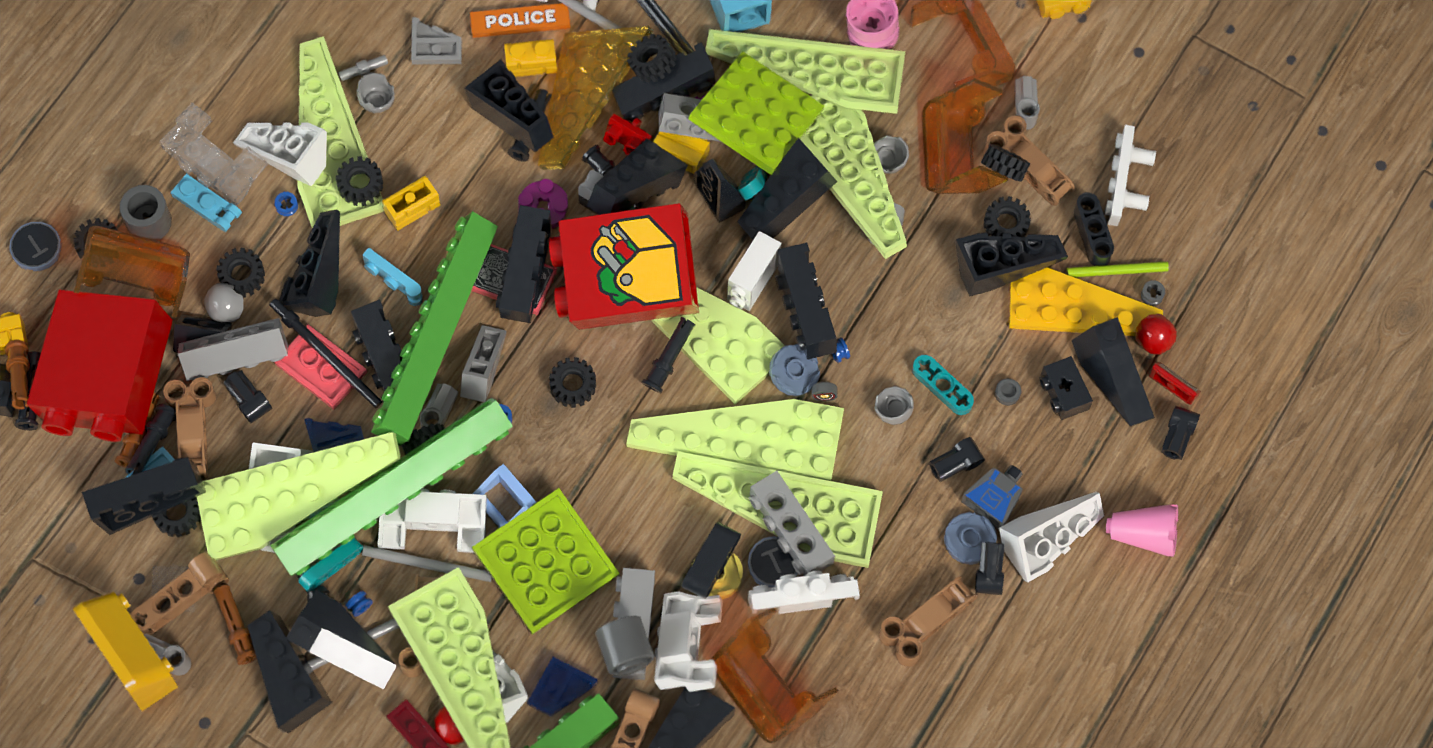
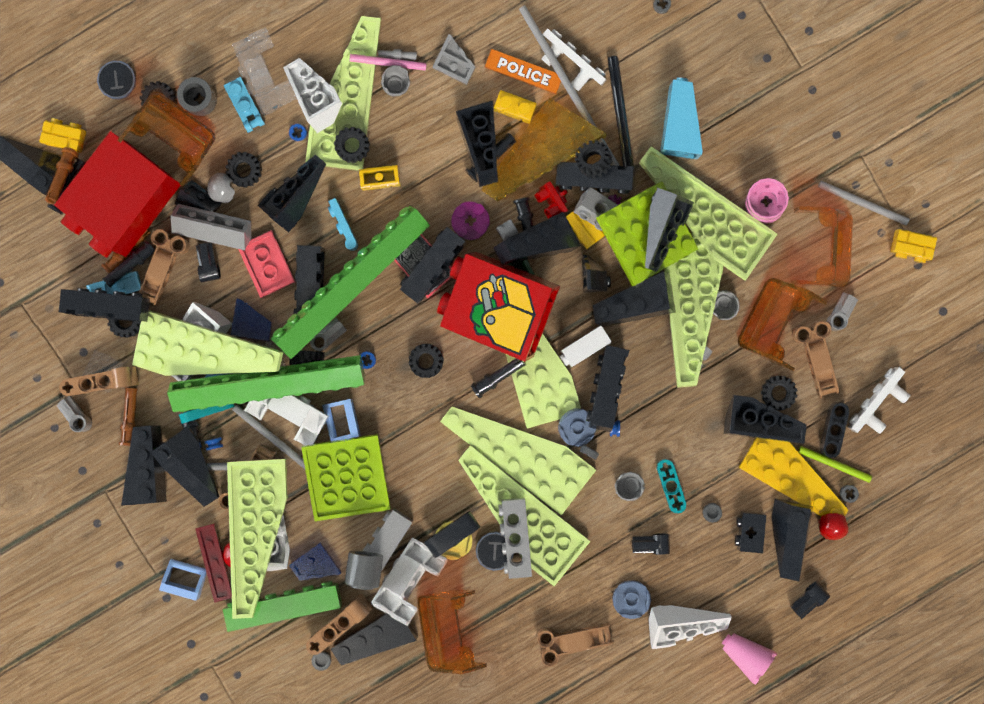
camera: 30 degrees right, 20 degrees up
(126, 648) = (43, 404): yellow windscreen -> none
(291, 320) = (260, 223): black bar -> none
(354, 77) = (387, 62): none -> bright pink bar
(482, 363) = (373, 317): light grey slope -> none
(752, 182) = (615, 284): teal beam -> none
(770, 77) = (665, 217): none -> wedge
(803, 593) = (498, 589): white bracket -> none
(990, 576) = (629, 633): black piece -> none
(995, 495) = (663, 581): torso -> none
(1005, 162) = (798, 357): black tyre -> none
(1174, 383) = (827, 563): red slope -> none

